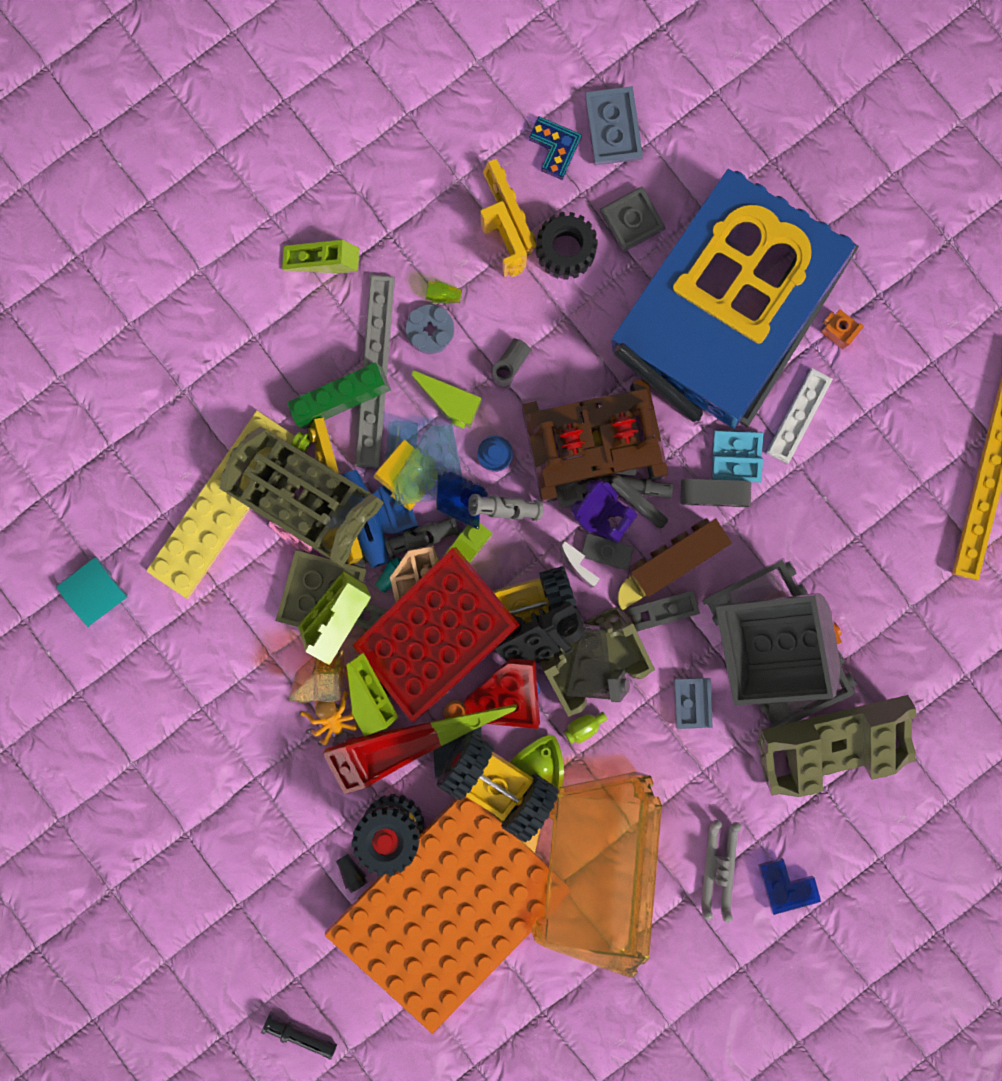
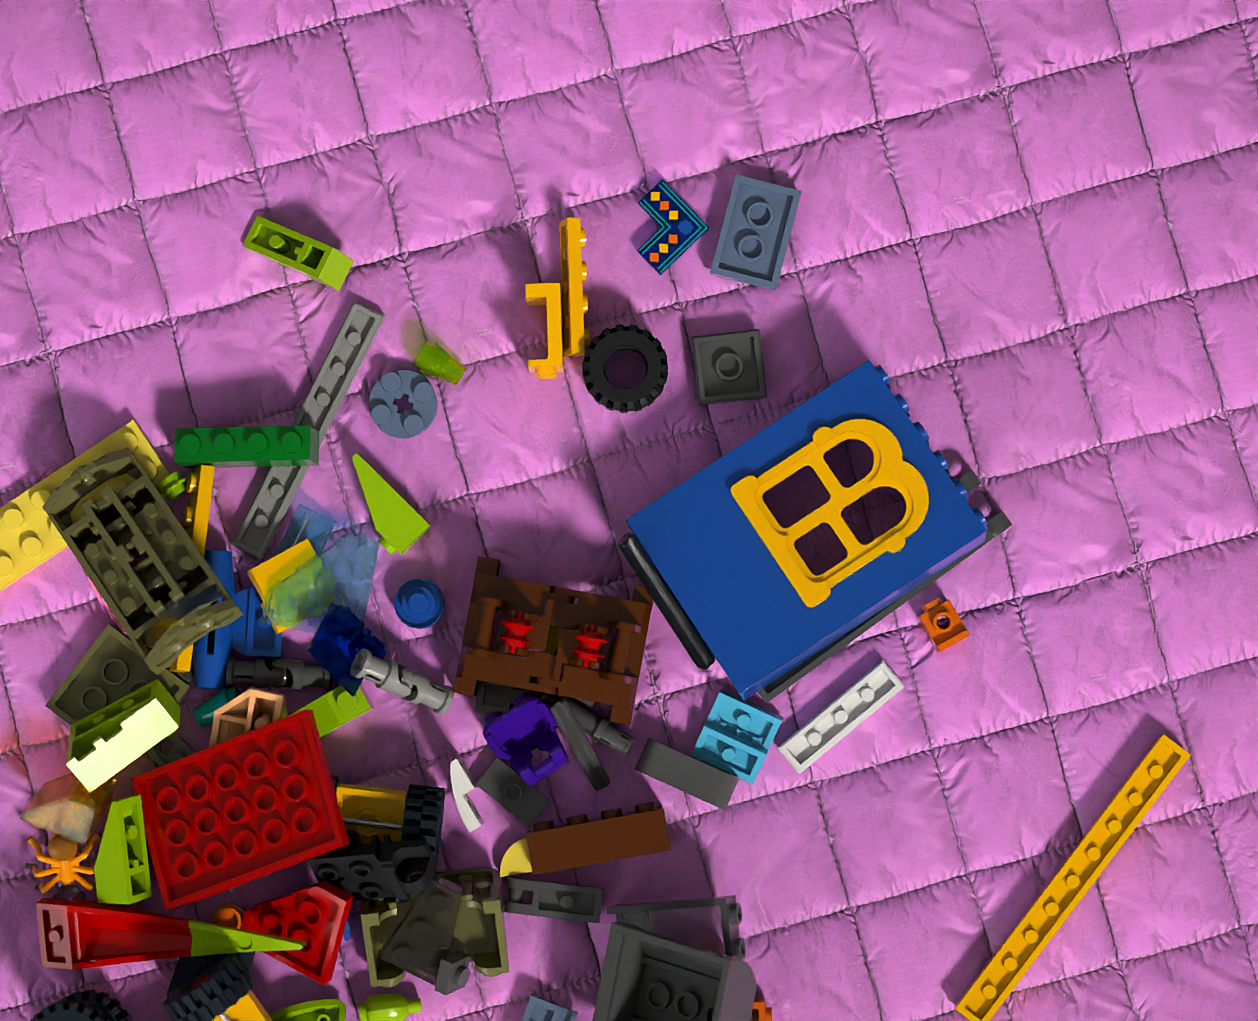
camera: 30 degrees right, 0 degrees up
(511, 361) = (492, 490): dark grey piece -> none

